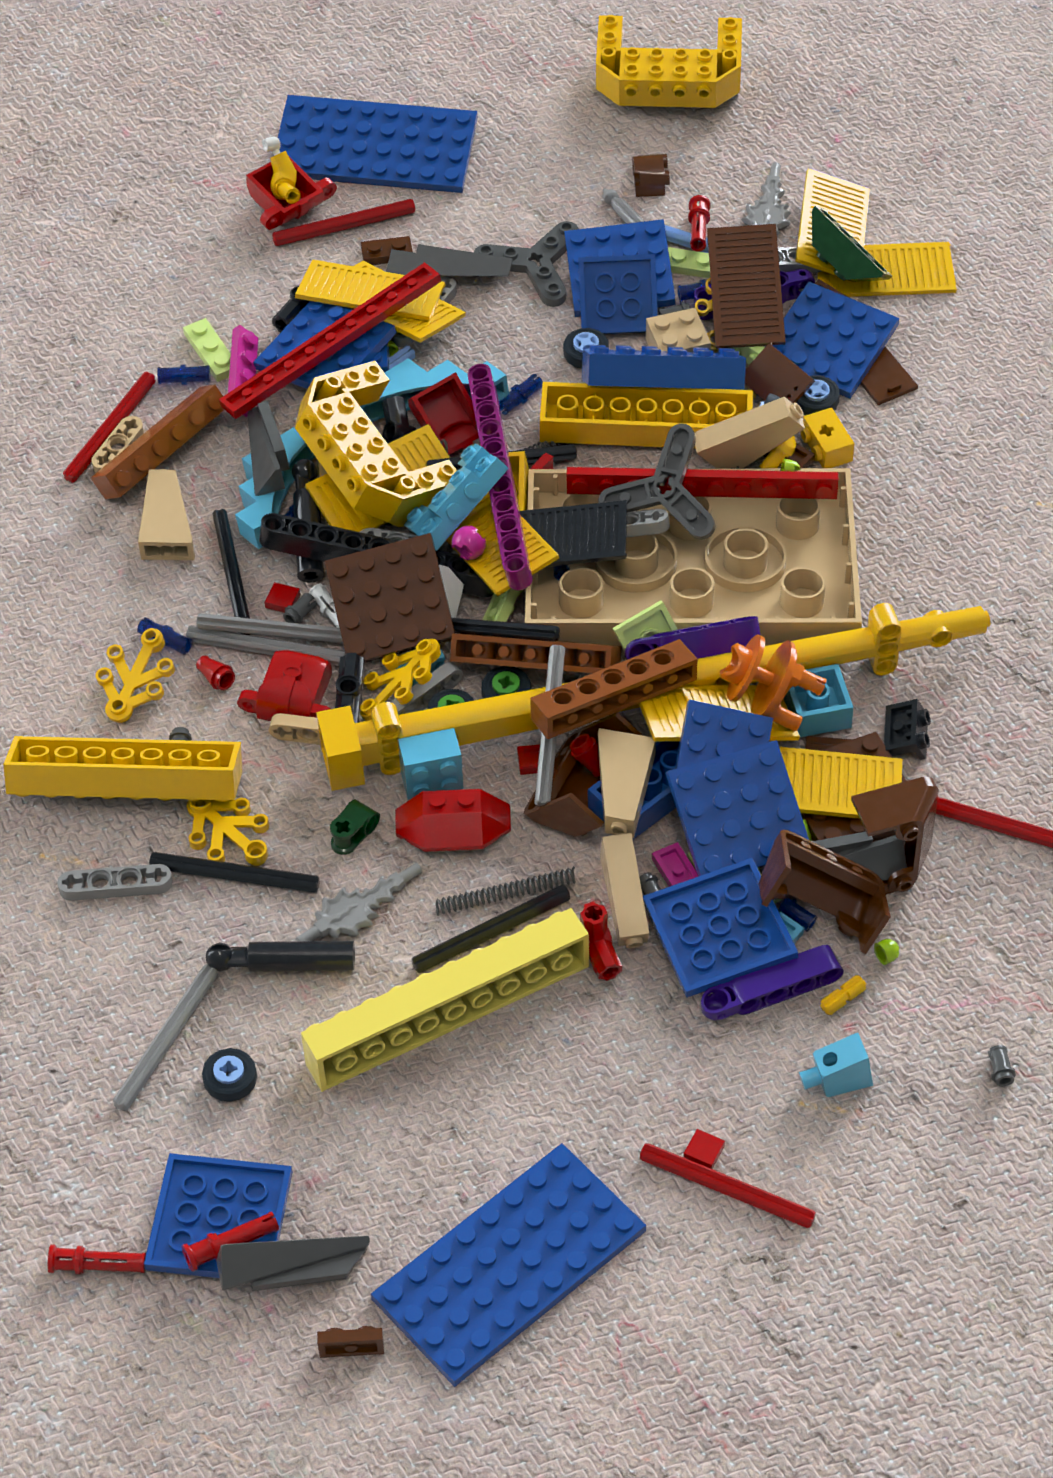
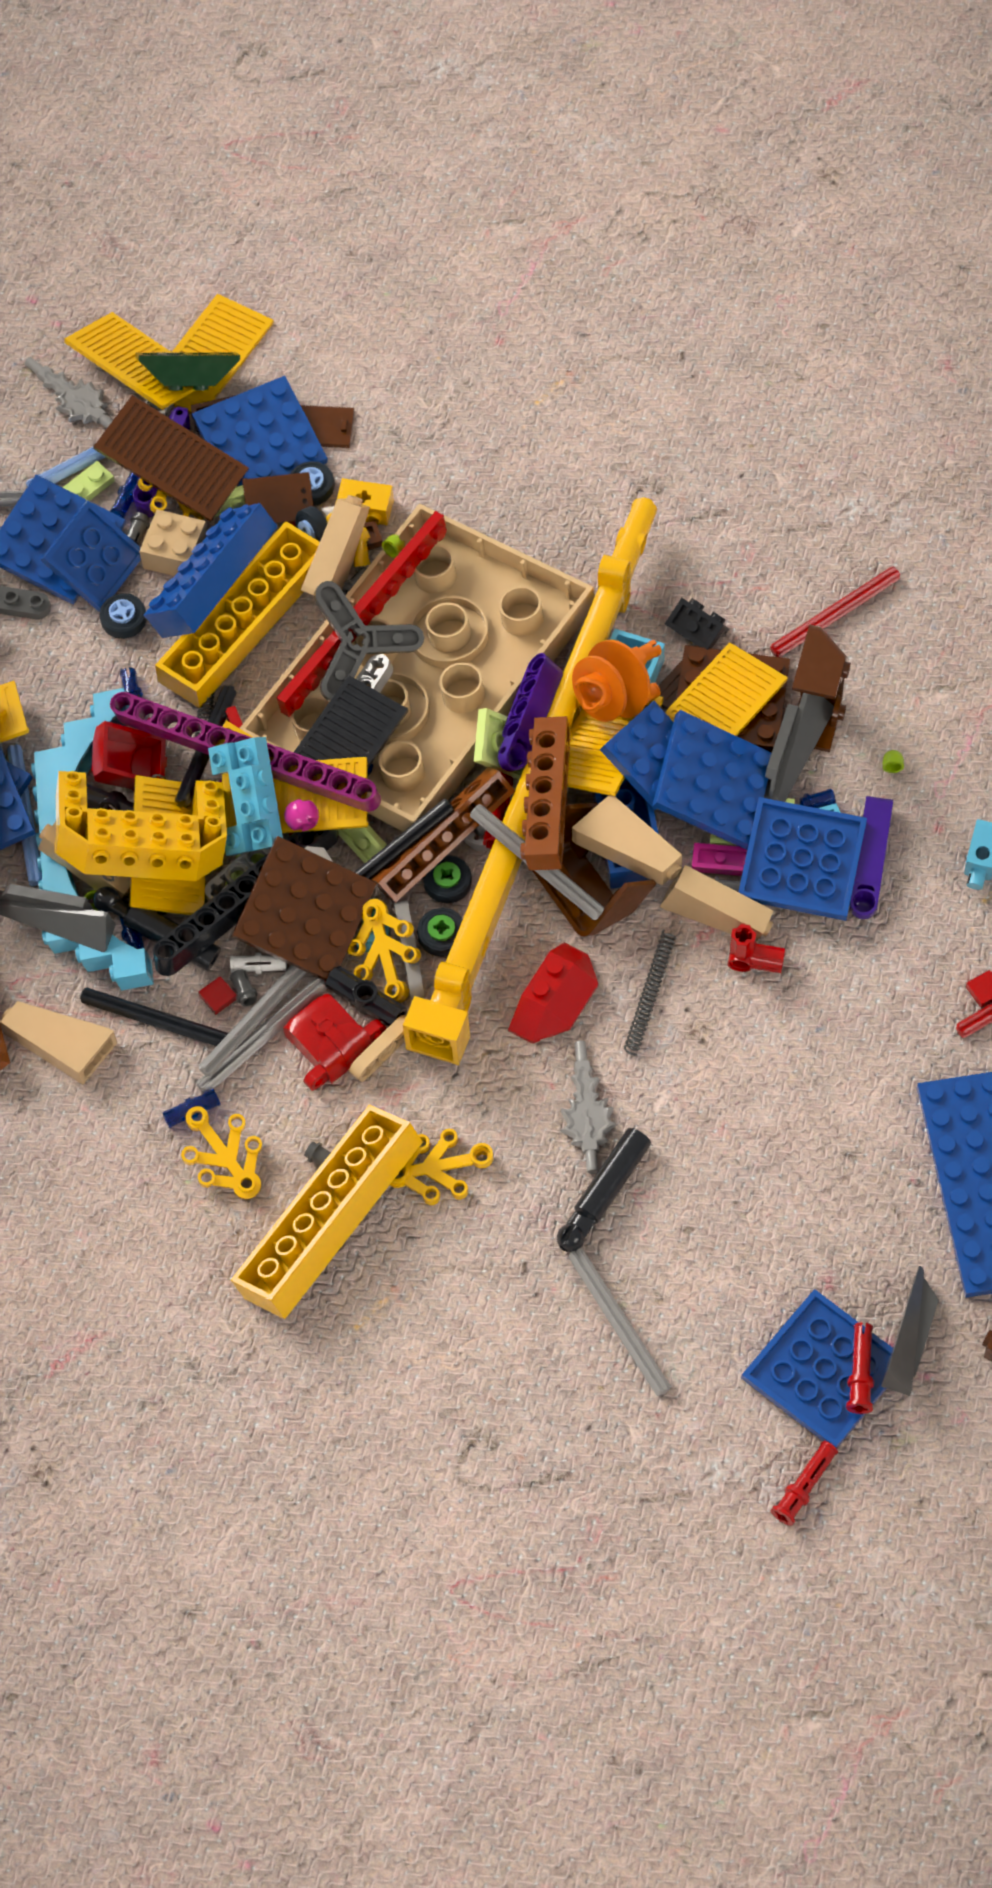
camera: 55 degrees left, 10 degrees up
(115, 877) = (434, 1283): light grey beam -> none
(217, 673) = (265, 1088): red cone -> none
(237, 872) = (486, 1184): black axle -> none
(240, 1076) = (689, 1301): black wheel -> none
(352, 827) = (507, 1067): dark green piece -> none
(430, 762) = (495, 974): medium azure brick -> none
(445, 999) = (735, 1090): light yellow brick -> none
(490, 928) = (678, 1023): black axle -> none
(528, 759) = (530, 900): red tile -> none
(586, 752) = (573, 855): red cone -> none
(699, 217) = (47, 449): red pin -> none
(827, 882) = (822, 754): reddish brown windscreen -> none
(838, 997) = (912, 818): yellow piece -> none

